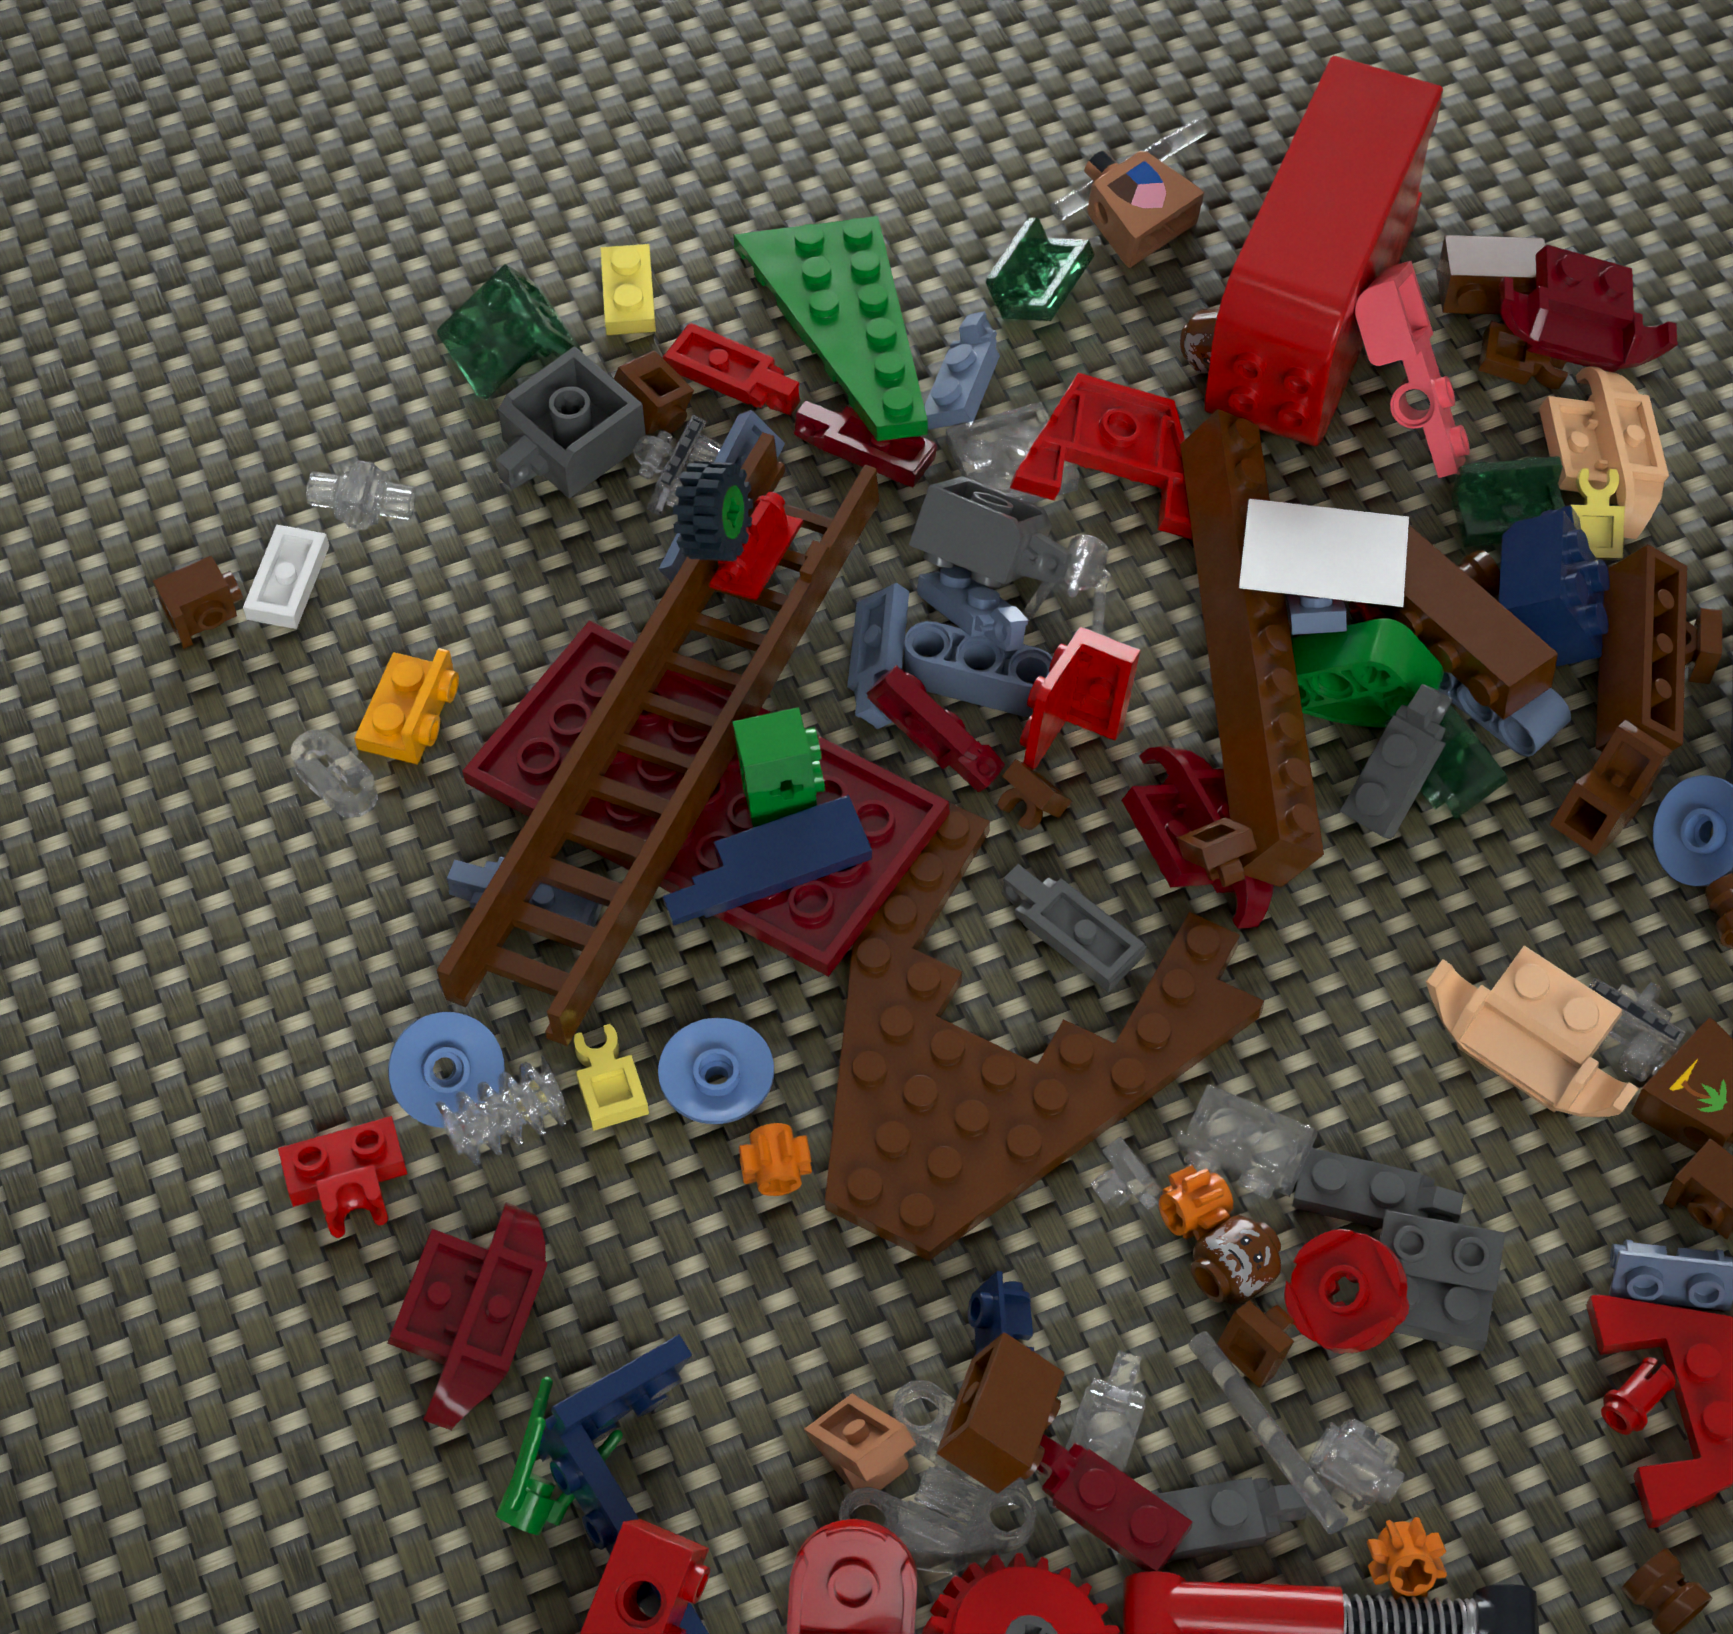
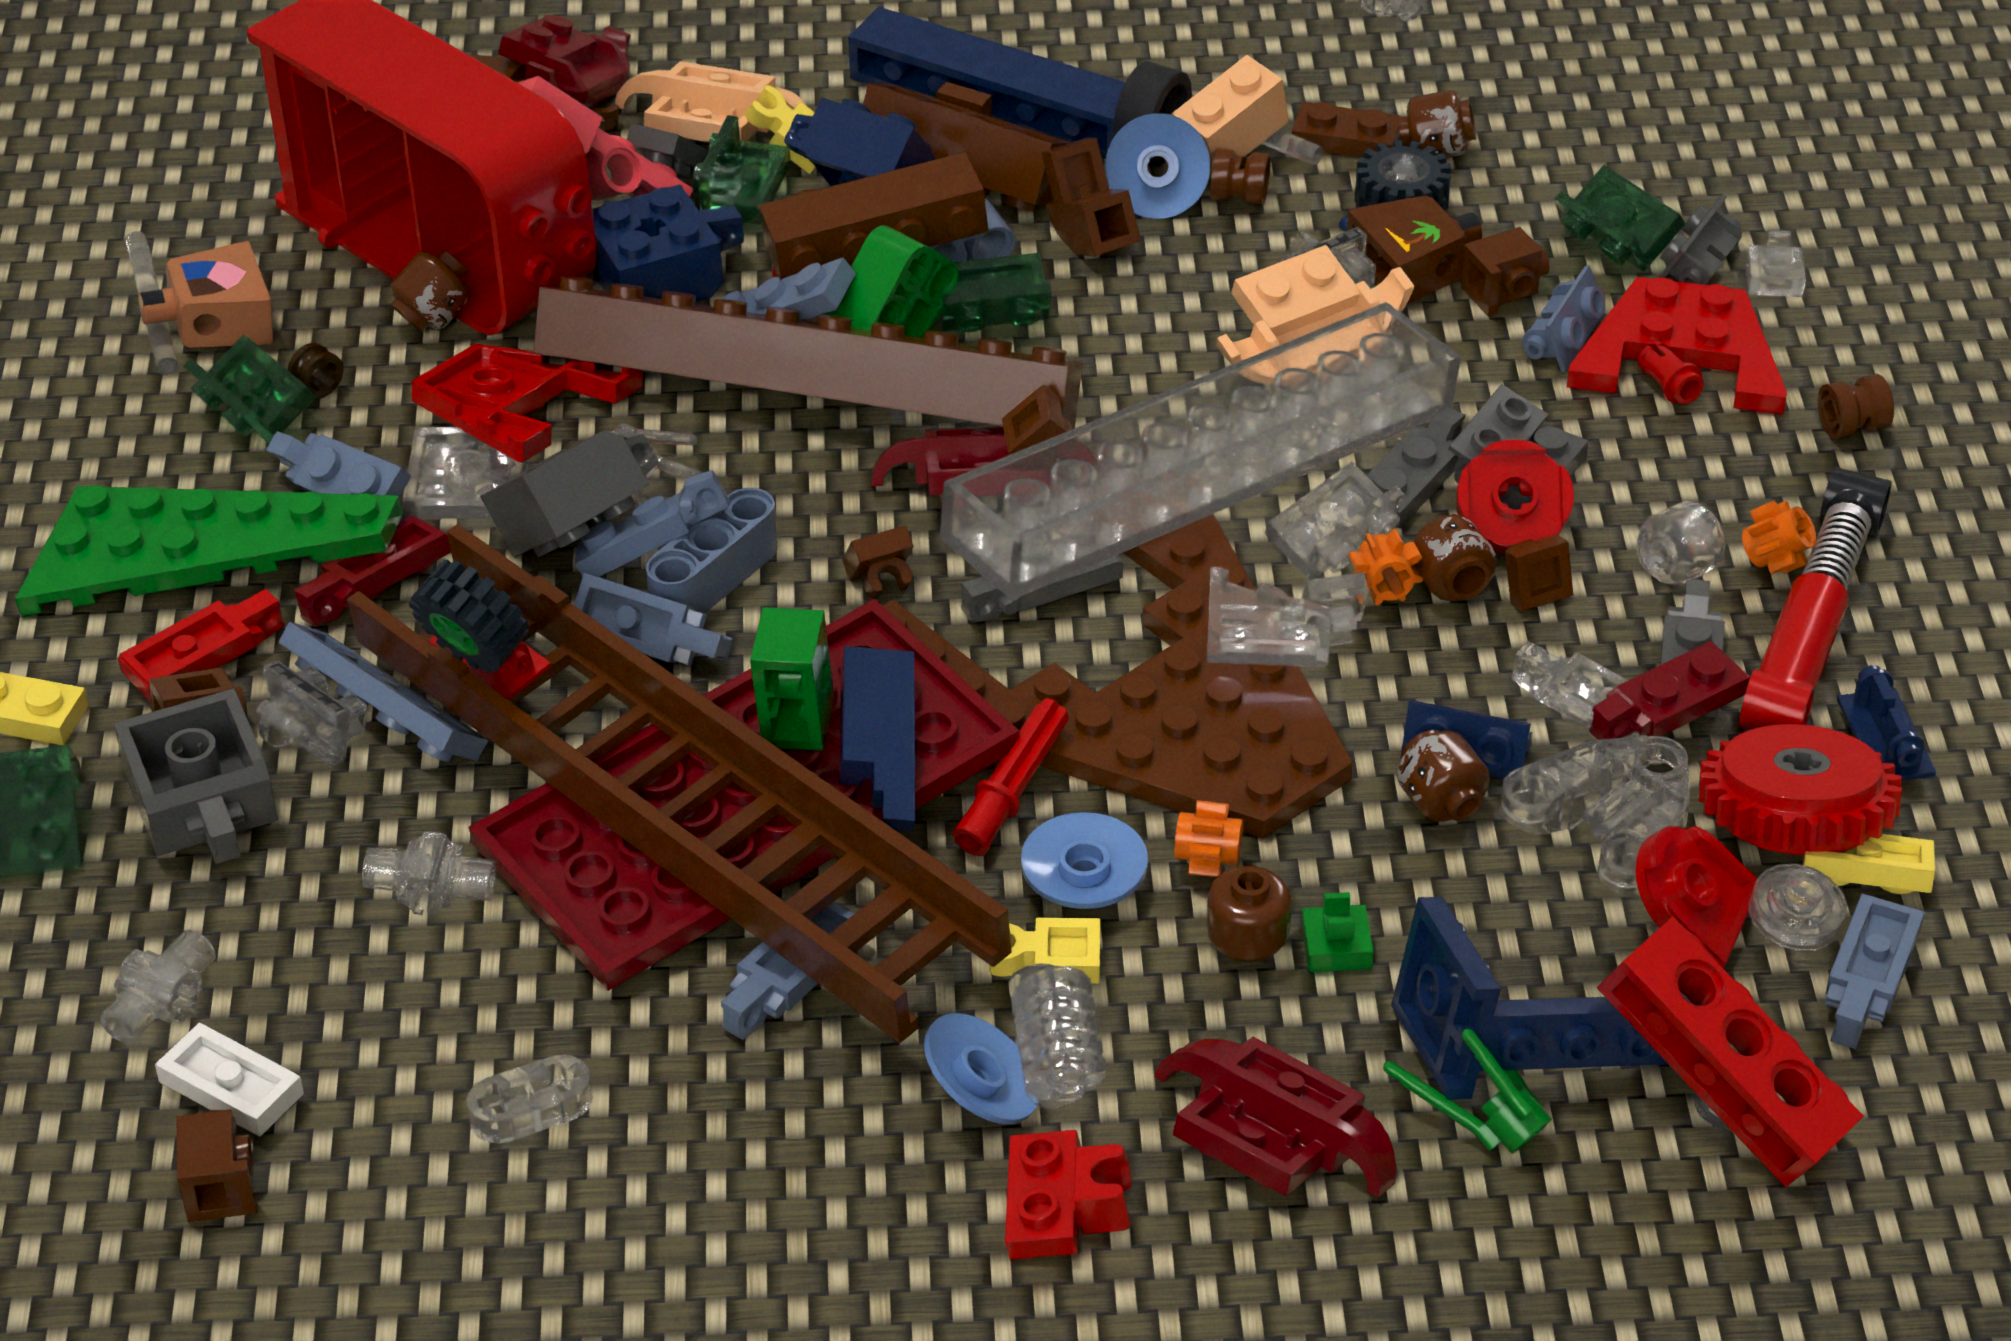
camera: 70 degrees left, 15 degrees down
(408, 706) = (479, 1009): light orange bracket -> none
(536, 615) = (429, 874): none -> clear axle
(690, 1217) = (1248, 913): none -> reddish brown head
(712, 1302) = (1336, 935): none -> green tile
(771, 981) = (999, 795): none -> red axle
(862, 1443) = (1538, 853): nougat slope -> none
(928, 1330) = (1443, 775): none -> reddish brown head
(934, 729) = (740, 592): dark red hinge -> none
(1002, 1414) = (1579, 708): reddish brown brick -> none
(1048, 1116) = (1264, 626): none -> clear wing
(1085, 686) = (803, 477): red bracket -> none
(1087, 307) = (328, 374): none -> dark brown bush
(1268, 997) = (1196, 449): none -> clear brick
(1268, 1433) = (1627, 588): clear bar -> none
(1325, 552) = (764, 256): white sticker -> none
(1363, 467) = (664, 243): none -> dark blue hinge
(1399, 764) = (994, 295): dark grey hinge -> none
(1495, 428) = (667, 149): none -> dark grey plate

